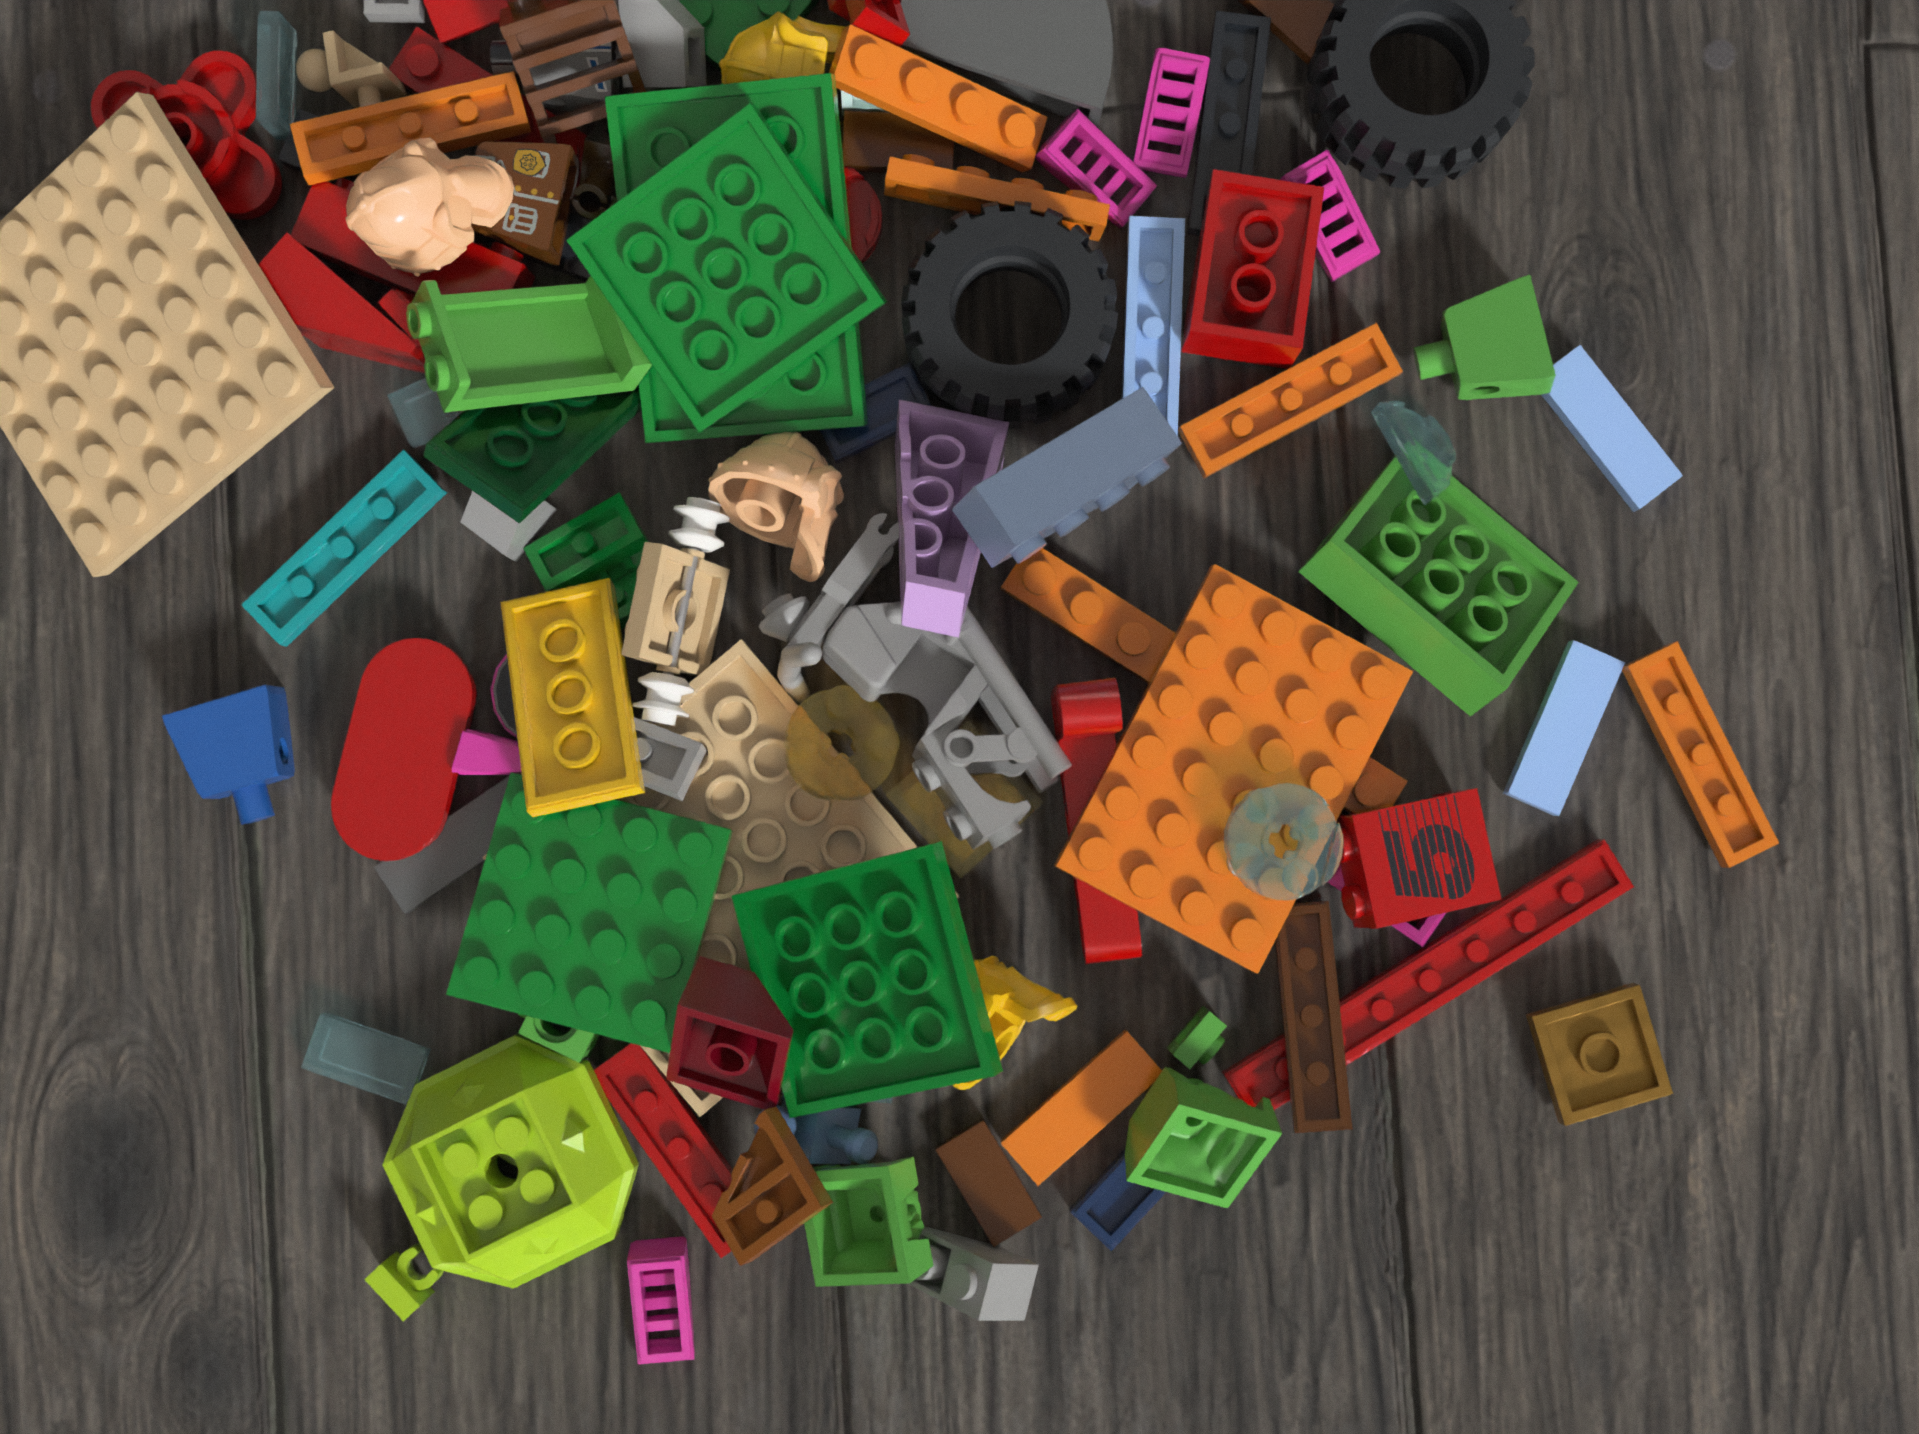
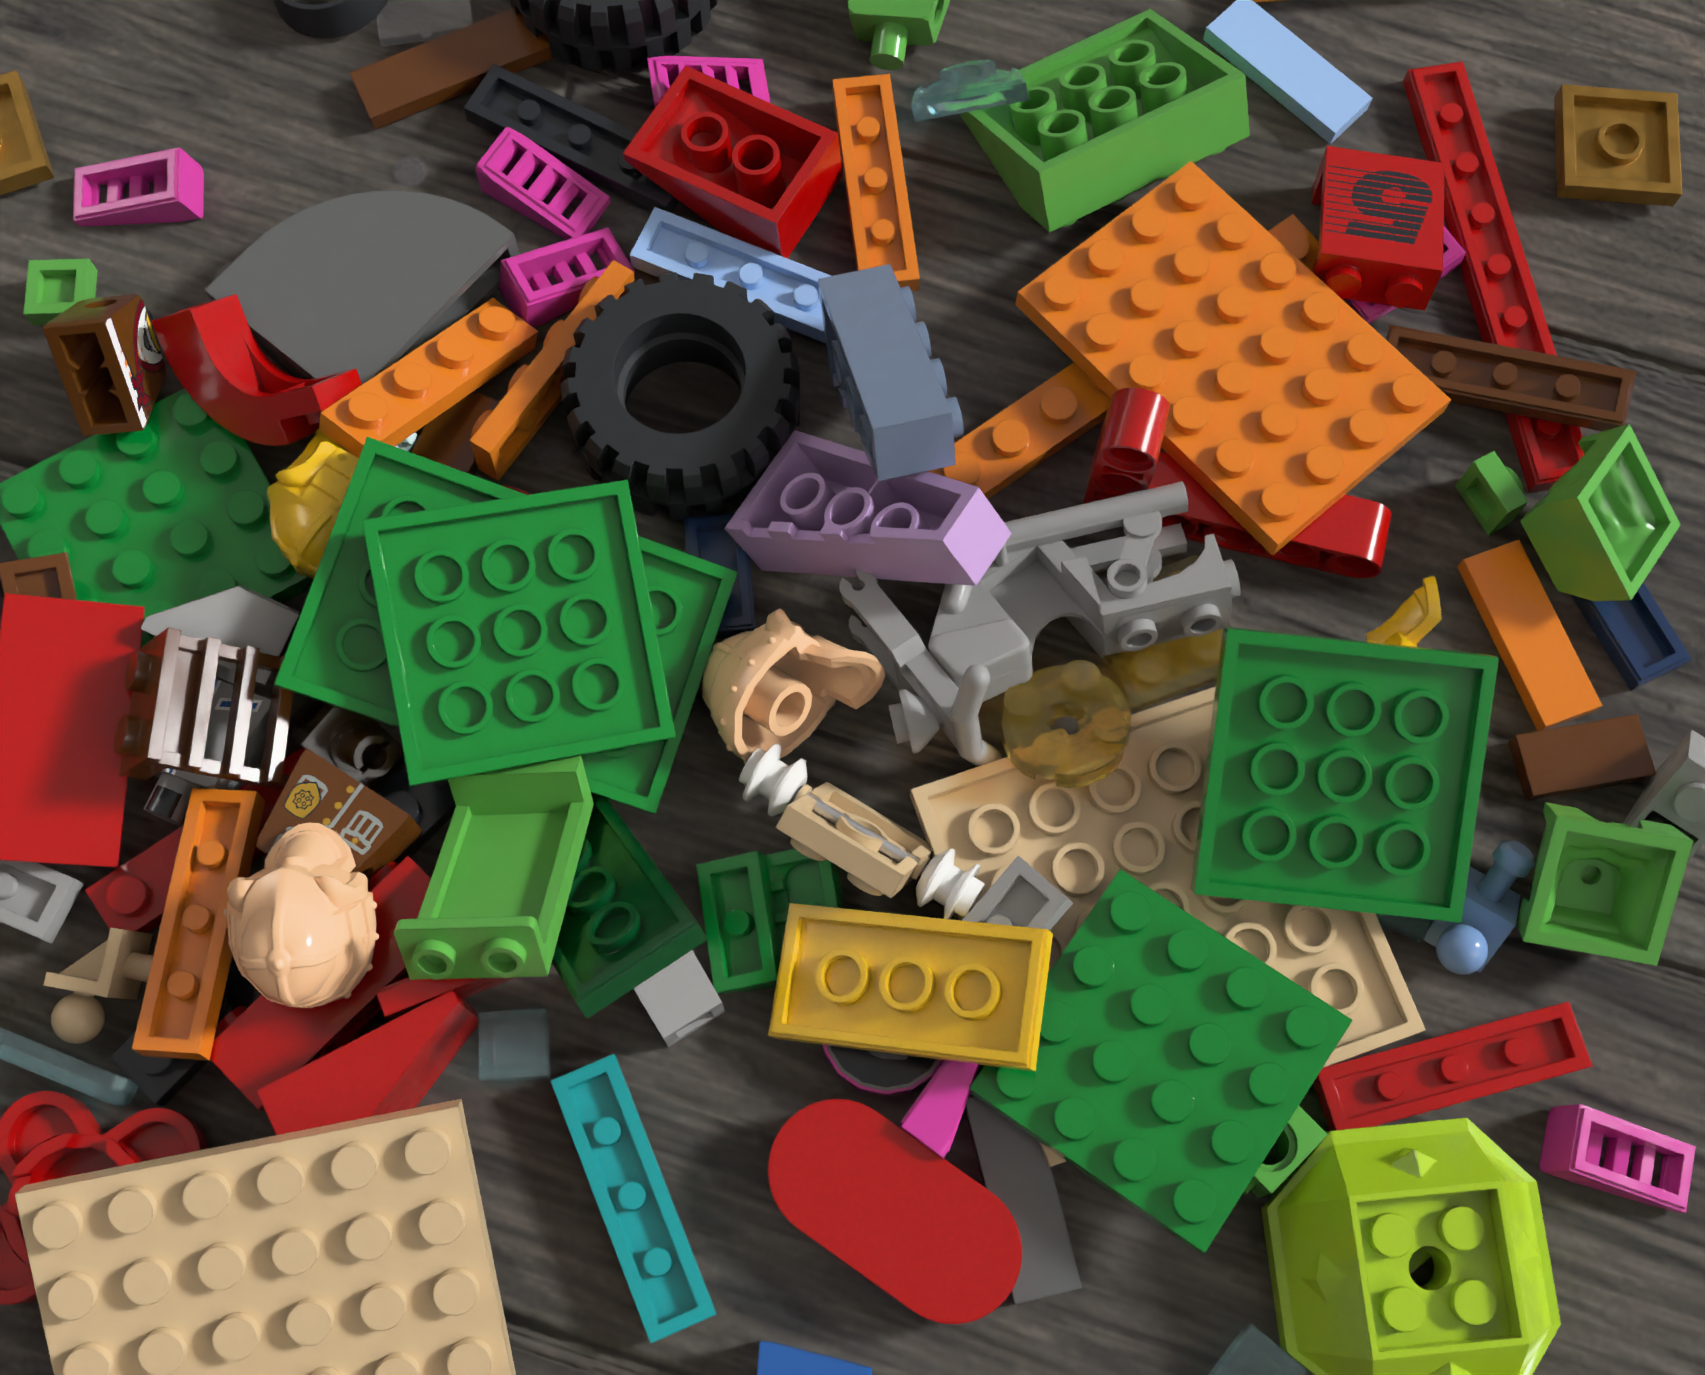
camera: 70 degrees left, 15 degrees down
(729, 1036) = (1355, 945): dark red slope -> none
(769, 1191) = (1541, 972): dark orange wing -> none
(1310, 823) = (1320, 348): clear light blue plate -> none

